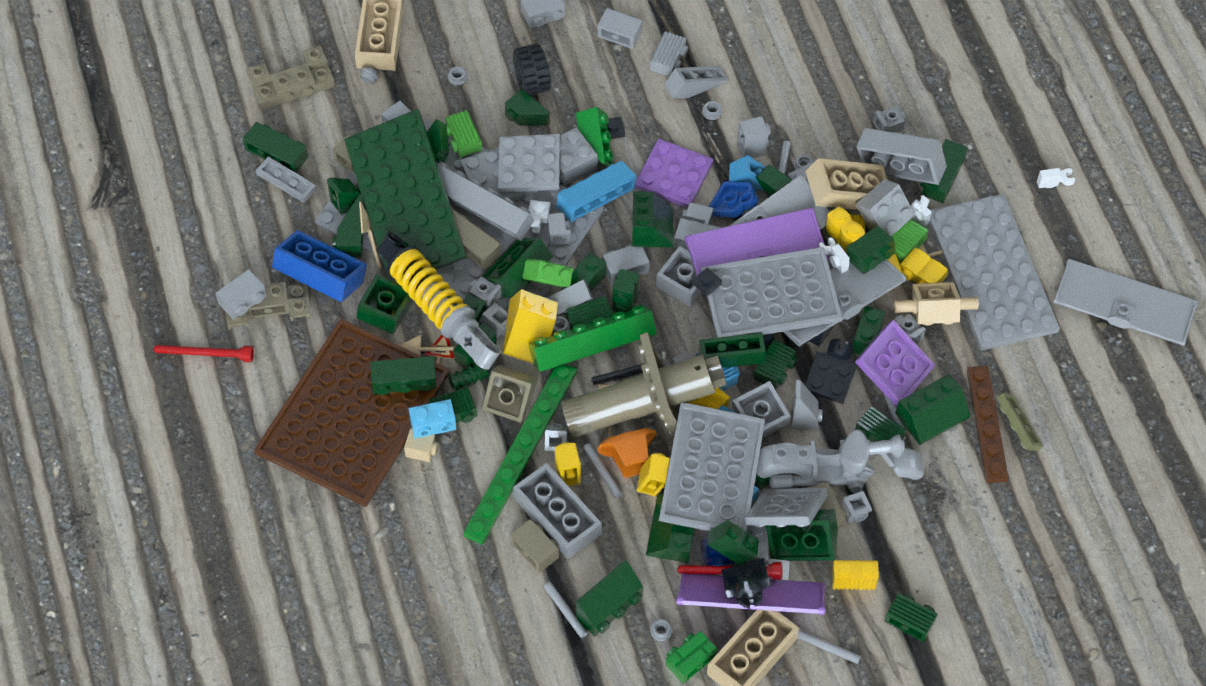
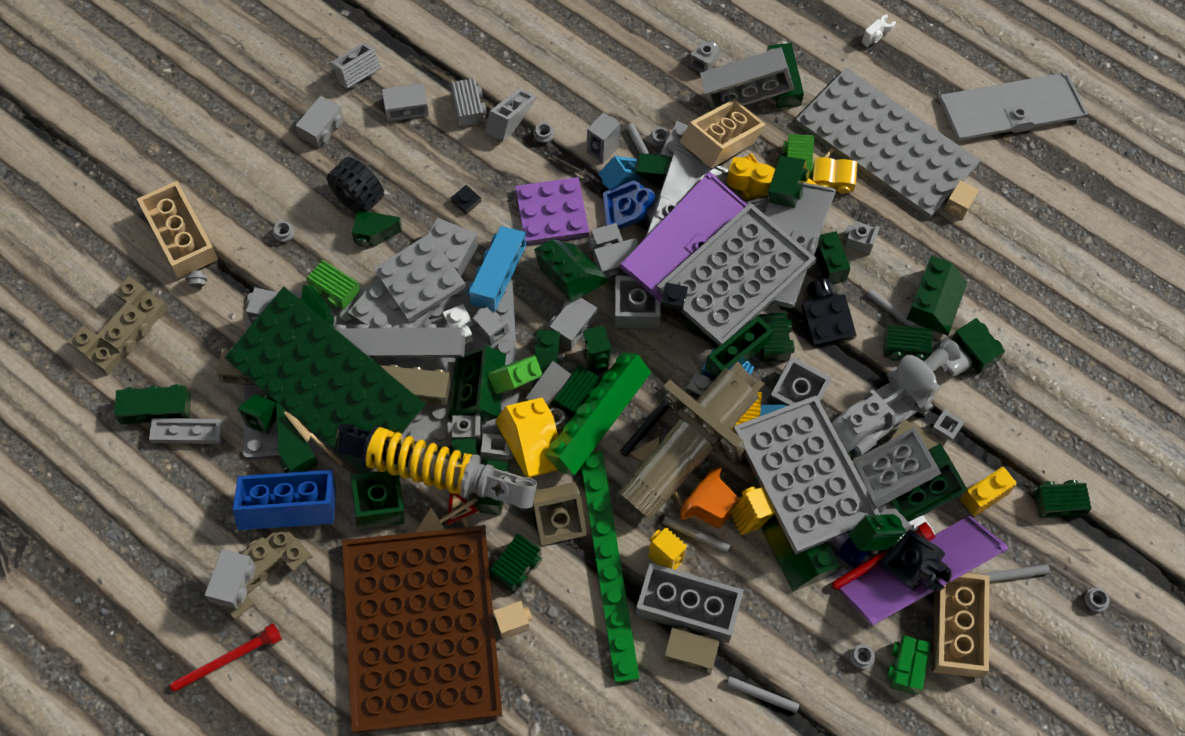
camera: 35 degrees left, 5 degrees up
(403, 375) = (449, 560): dark green brick -> none
(432, 418) = (512, 588): medium azure brick -> none
(467, 376) = (505, 522): dark green piece -> none
(555, 435) = (633, 525): light grey brick -> none
(593, 127) = (449, 207): green slope -> none
(609, 599) = (801, 660): dark green slope -> none
(804, 409) = (835, 363): light grey slope -> none
(837, 255) = (766, 204): white plate -> none
(885, 207) = (769, 136): light grey brick -> none
(895, 363) = (878, 273): medium lavender plate -> none
(921, 212) = (792, 123): white plate -> none
(936, 303) = (871, 198): tan brick -> none
(937, 466) = (979, 345): none -> dark green brick
(987, 424) = (986, 282): reddish brown plate -> none
(1016, 349) = (961, 199): none -> tan brick
(1019, 422) = (1012, 264): olive plate -> none

